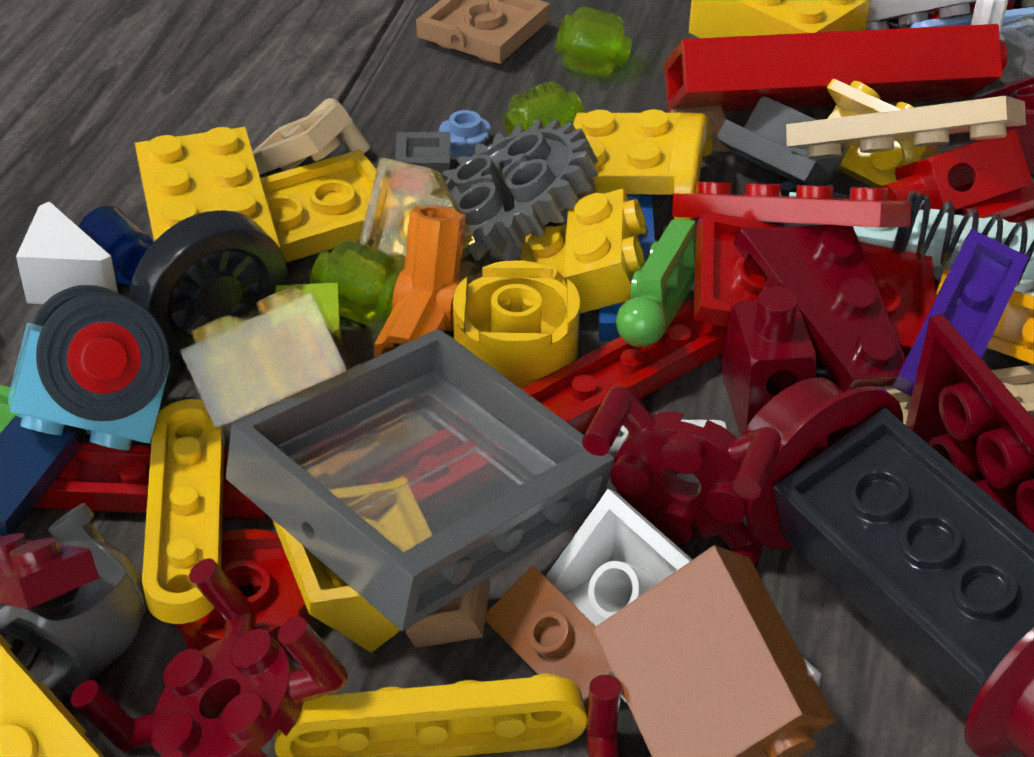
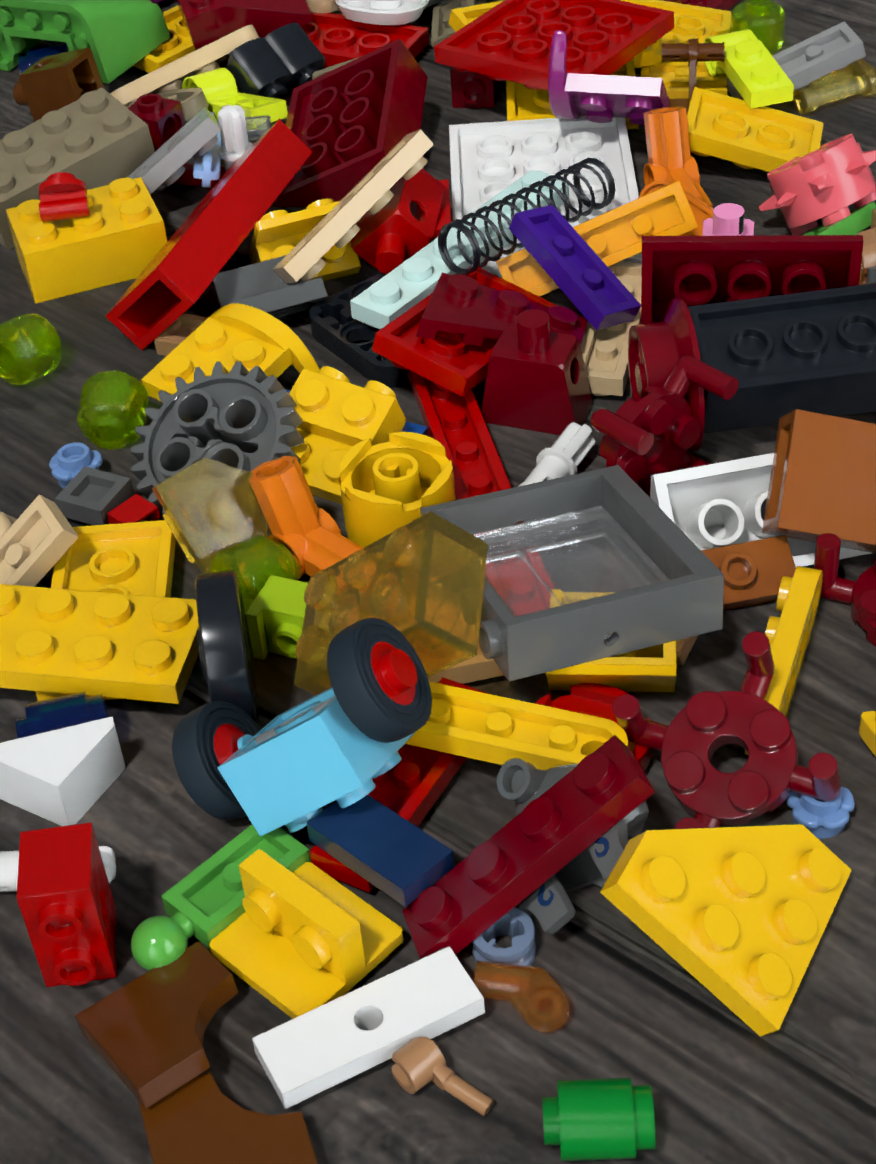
camera: 60 degrees left, 0 degrees up
(659, 286) = (422, 395): bright green plate -> none
(810, 206) = (414, 281): plate -> none

